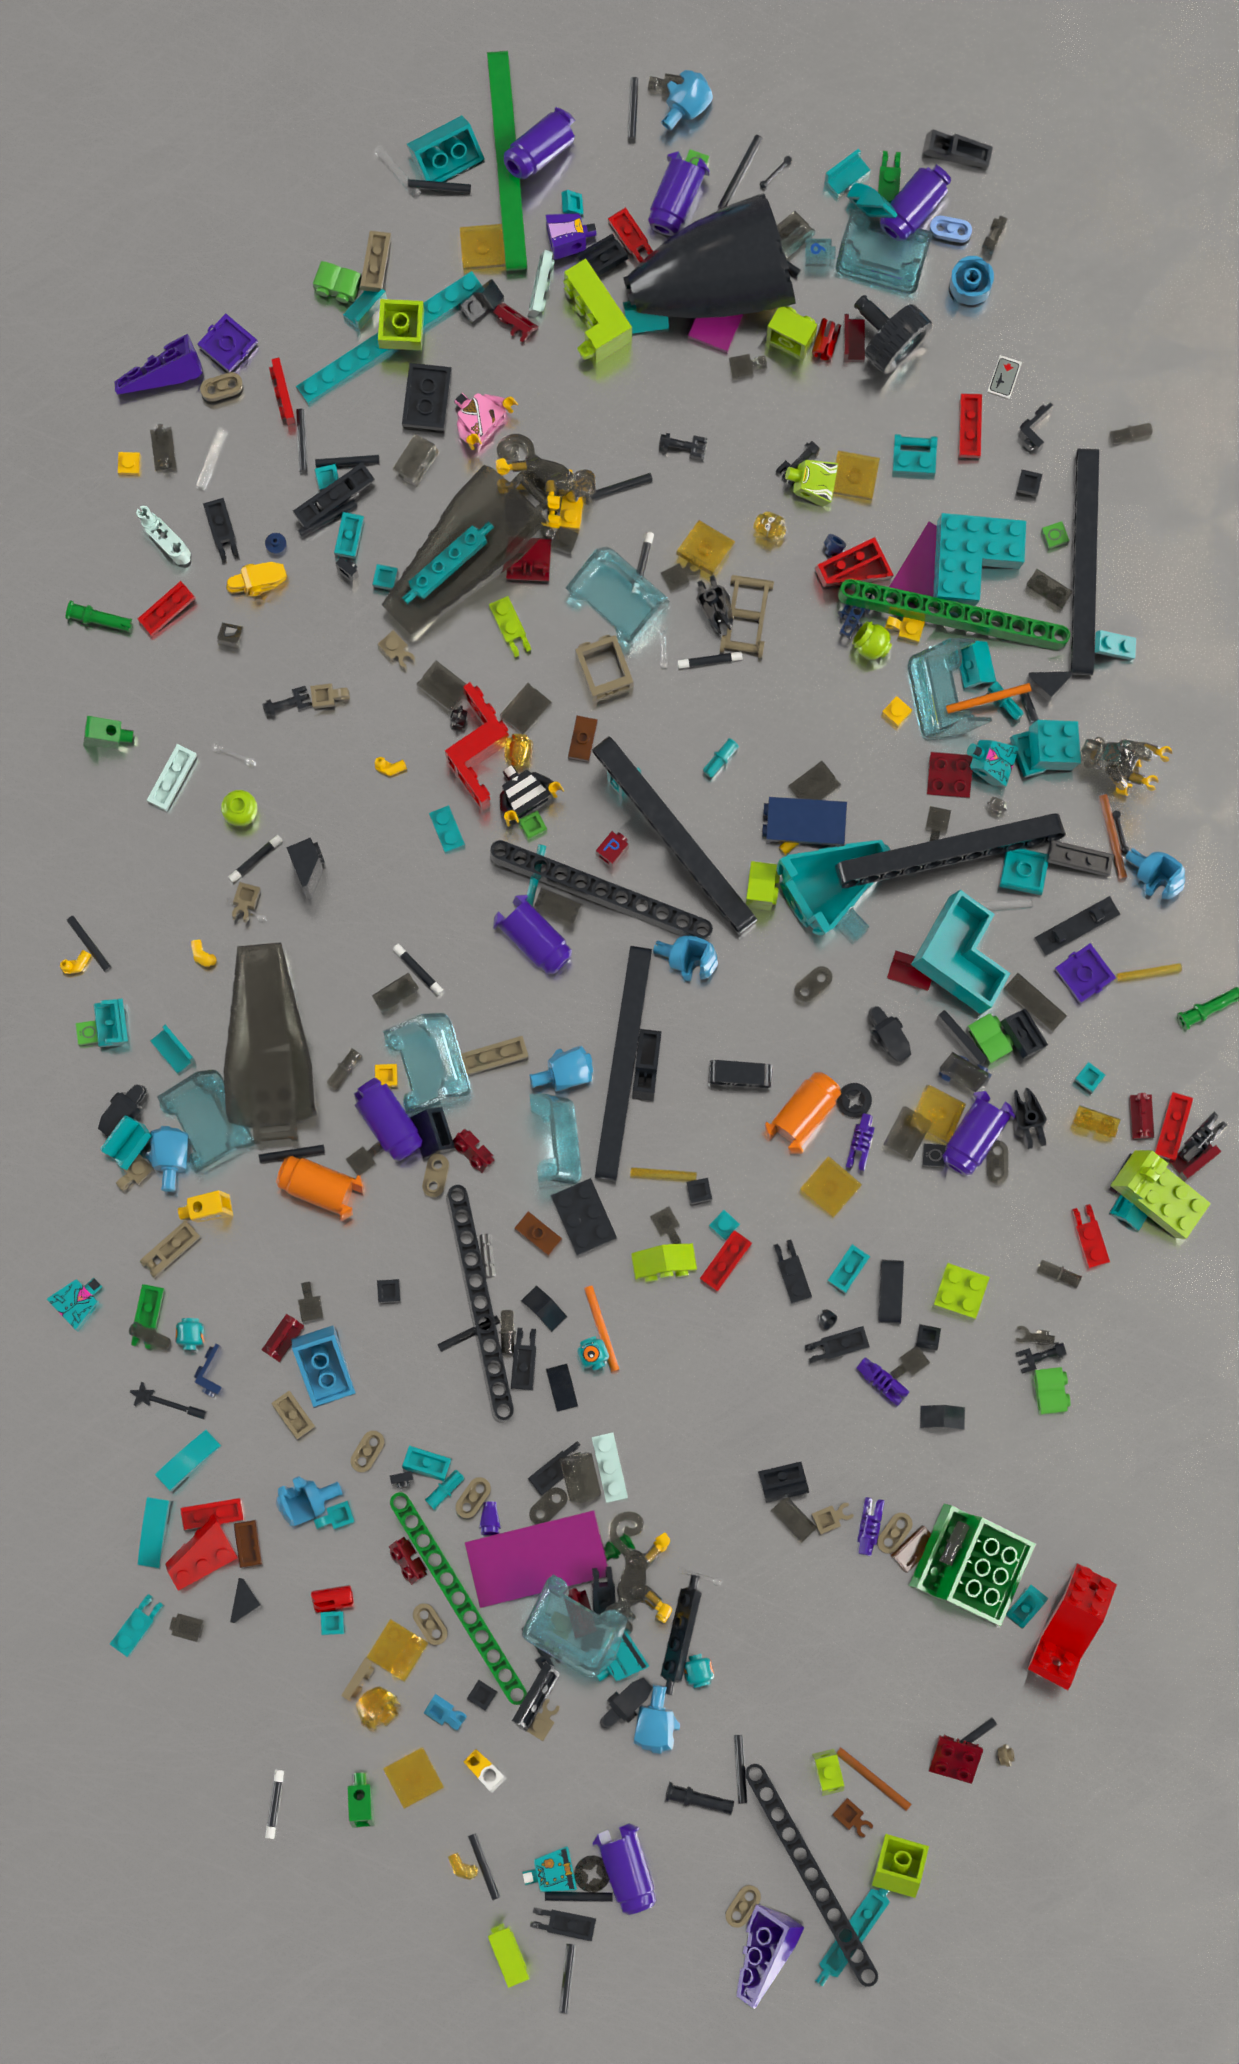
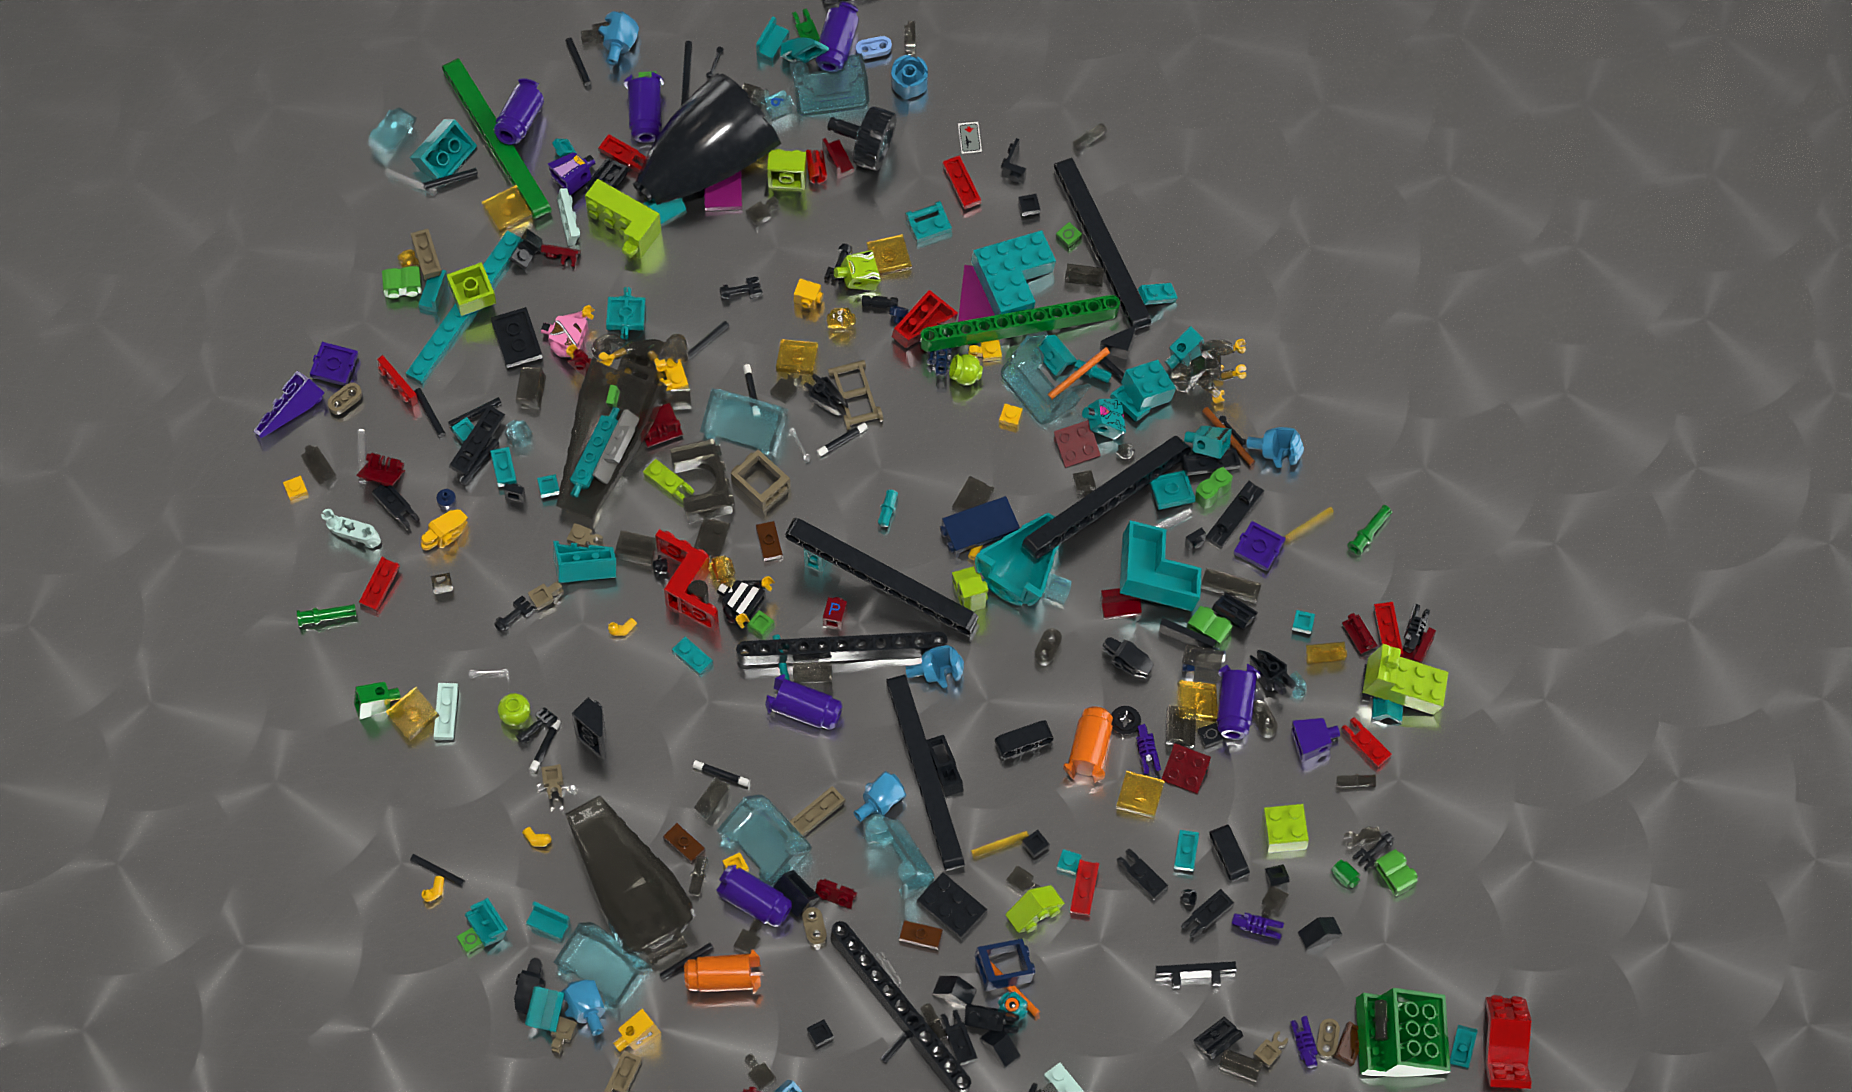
camera: 25 degrees left, 15 degrees down
(137, 765) = (412, 713): none -> clear yellow plate
(221, 485) = (380, 471): none -> dark red hinge
(268, 830) = (544, 717): none -> black hinge
(346, 1027) = (684, 843): none -> reddish brown plate
(355, 252) = (408, 254): none -> clear yellow plate
(380, 506) = (518, 434): none -> clear light blue head
(380, 680) = (583, 563): none -> teal wedge
(402, 105) = (392, 131): none -> clear light blue brick
(471, 567) = (616, 446): none -> light grey bracket
(478, 457) = (580, 361): none -> dark red hinge
(482, 767) = (699, 589): none -> clear smoke brick
(492, 510) = (613, 395): none -> bright green tile
(550, 420) = (625, 313): none -> teal plate
(550, 670) = (704, 456): none -> clear smoke arch
(564, 1357) = (990, 1018): none -> black hinge
(583, 1305) = (986, 971): none -> dark blue window
(749, 482) = (808, 294): none -> yellow brick
(814, 1408) = (1200, 970): none -> black hinge
(820, 522) = (879, 301): none -> black axle
(891, 1180) = (1186, 768): none -> dark red hinge
(998, 1369) = (1346, 874): none -> green brick
(1022, 937) = (1195, 539): none -> black plate
(1038, 1207) = (1313, 737): none -> dark purple torso
(1053, 1145) = (1301, 686): none -> clear light blue arm
(1062, 889) = (1212, 488): none -> bright green brick
(1089, 836) = (1209, 440): none -> teal torso
(1121, 719) = (1185, 348): none -> teal torso

